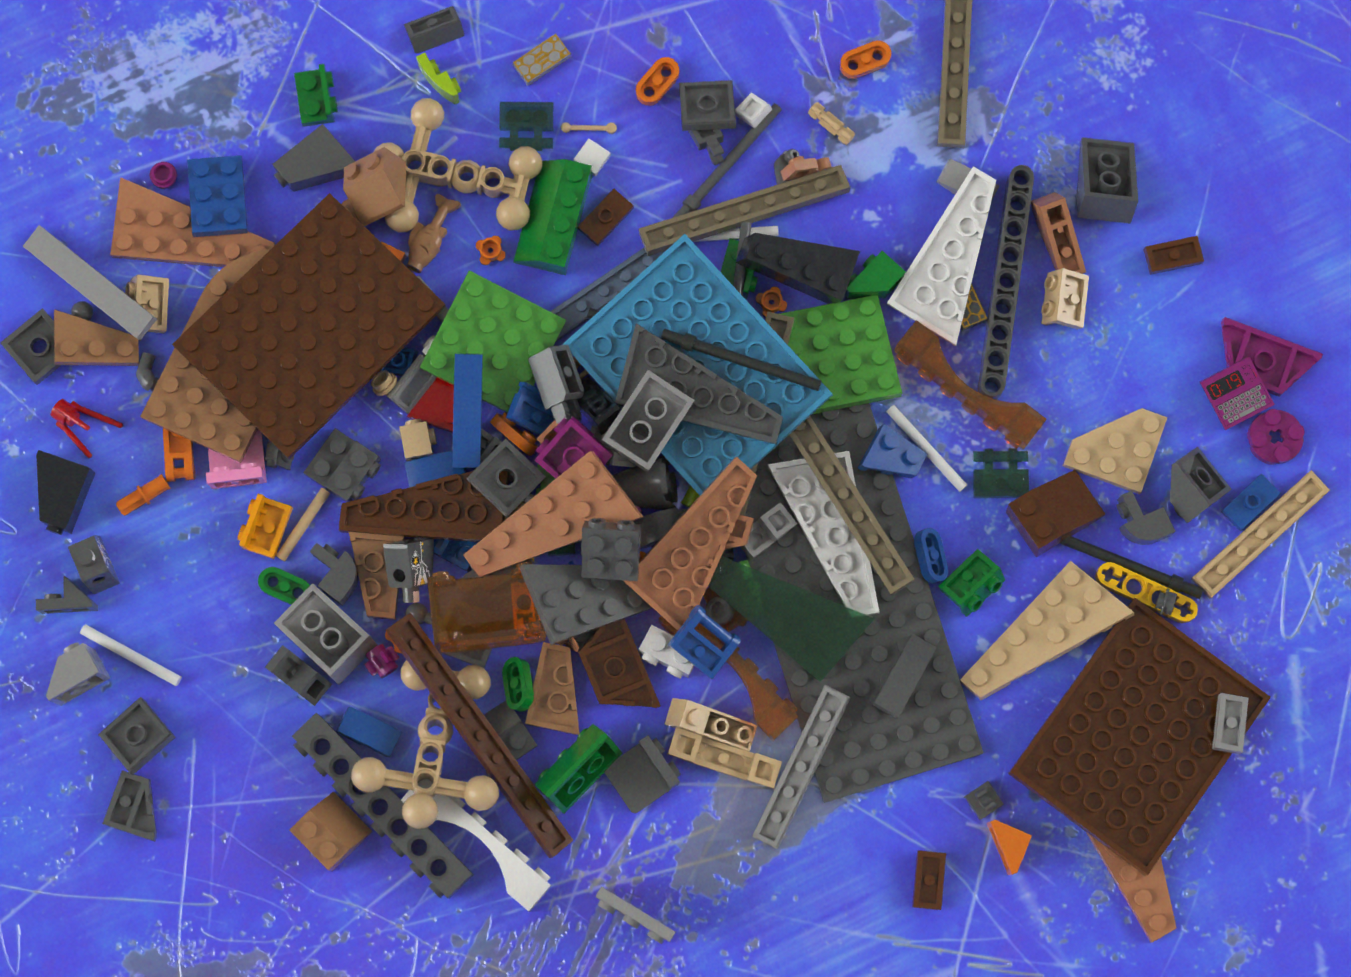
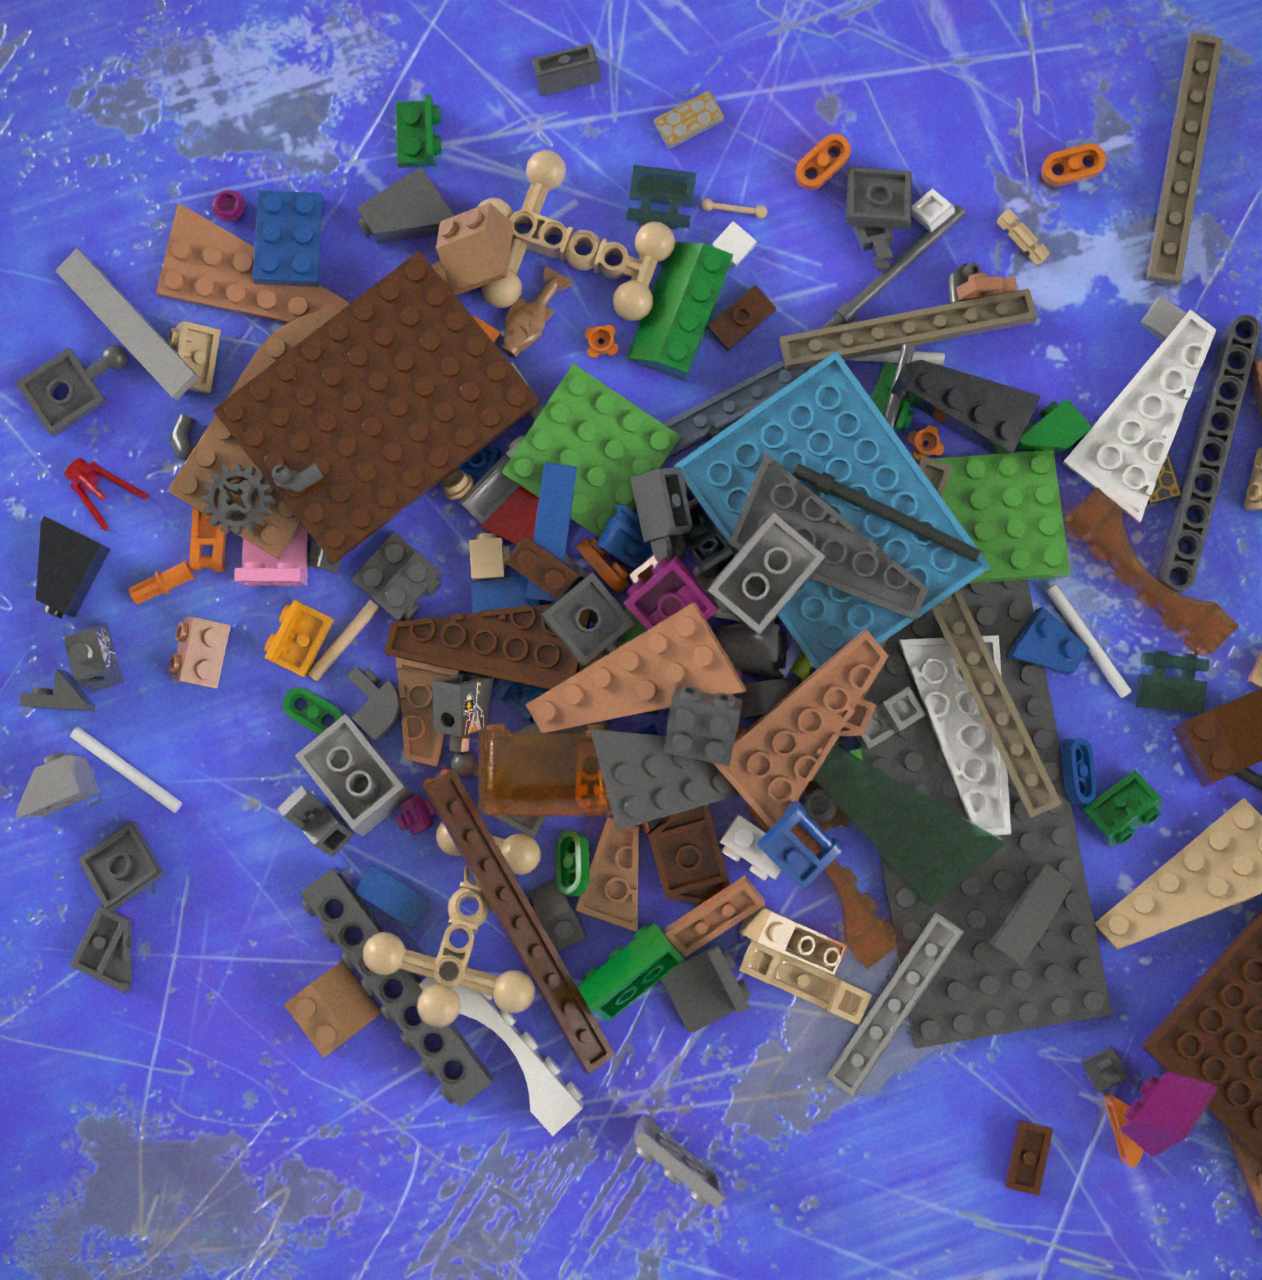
camera: 15 degrees right, 5 degrees up
(91, 343) = (120, 396): medium nougat wing -> none
(182, 548) = (199, 652): none -> nougat bracket
(208, 406) = (228, 508): none -> dark grey gear
(249, 393) = (294, 480): none -> dark grey arm
(439, 81) = (566, 132): lime slope -> none
(463, 440) = (542, 567): none -> reddish brown plate
(642, 712) = (714, 916): none -> nougat plate
(1031, 821) = (1166, 1111): none -> magenta slope

